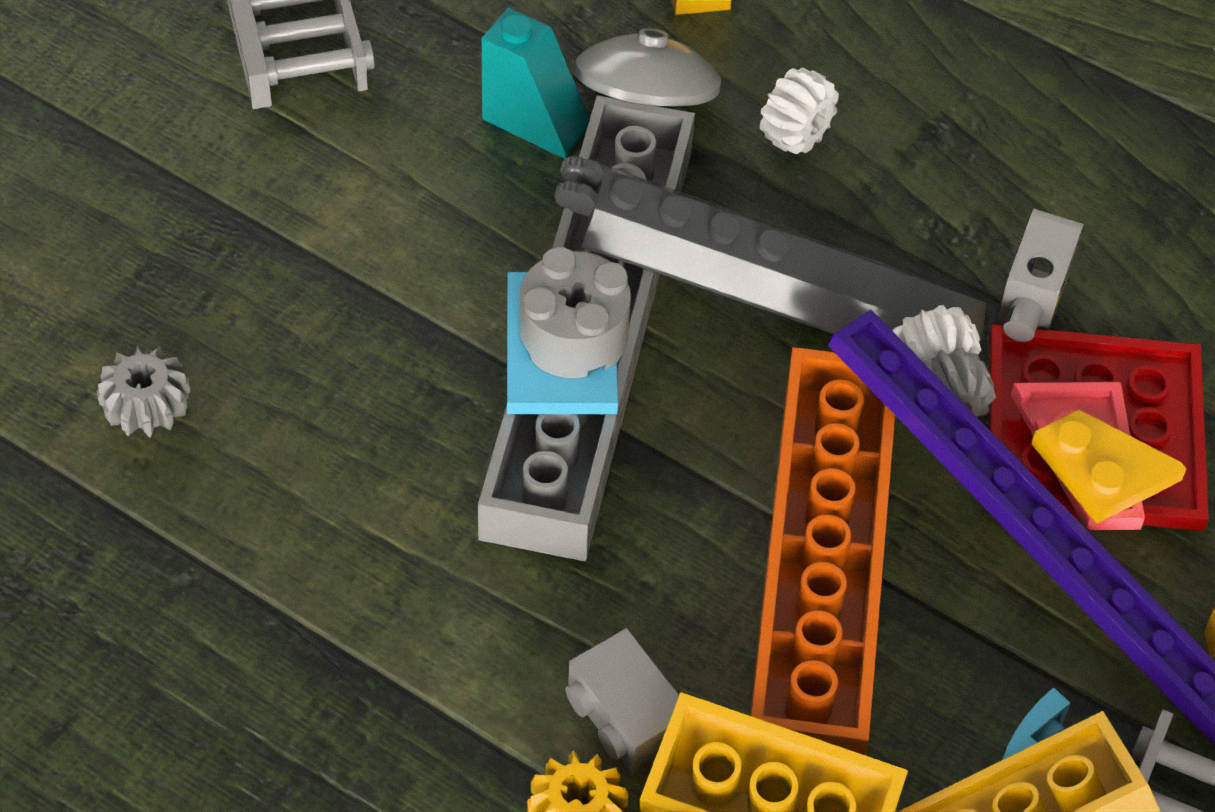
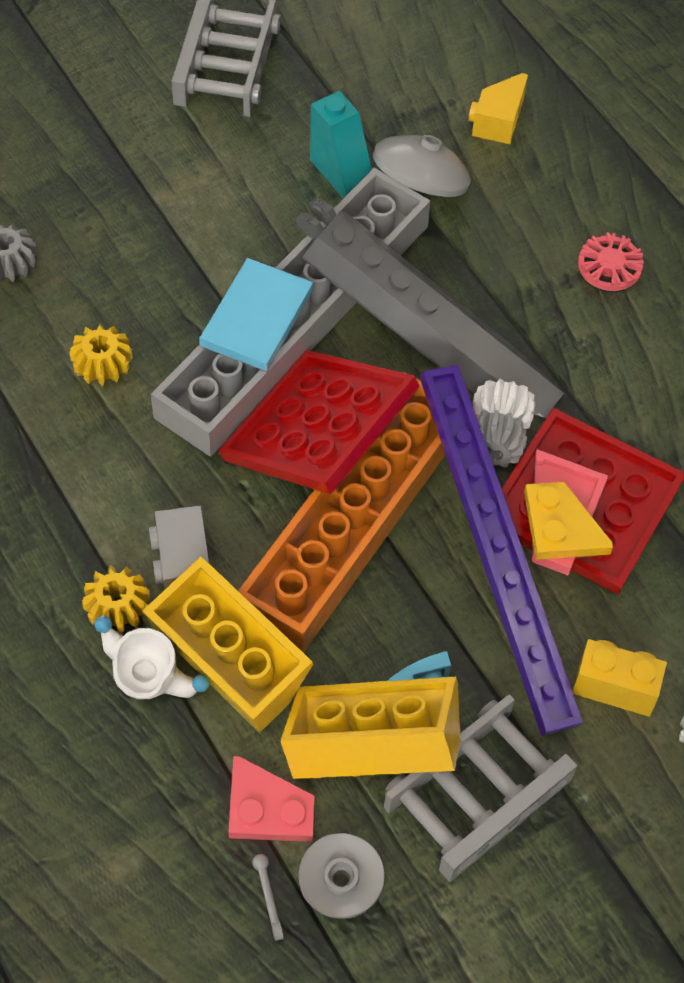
camera: 25 degrees right, 5 degrees up
(360, 480) = (101, 354): none -> yellow gear
(574, 312) = (264, 296): light grey brick -> none
(718, 454) = (319, 420): none -> red plate
(799, 110) = (506, 223): white gear -> none
(947, 115) = (610, 262): none -> coral wheel
(1032, 294) = (598, 387): light grey torso -> none

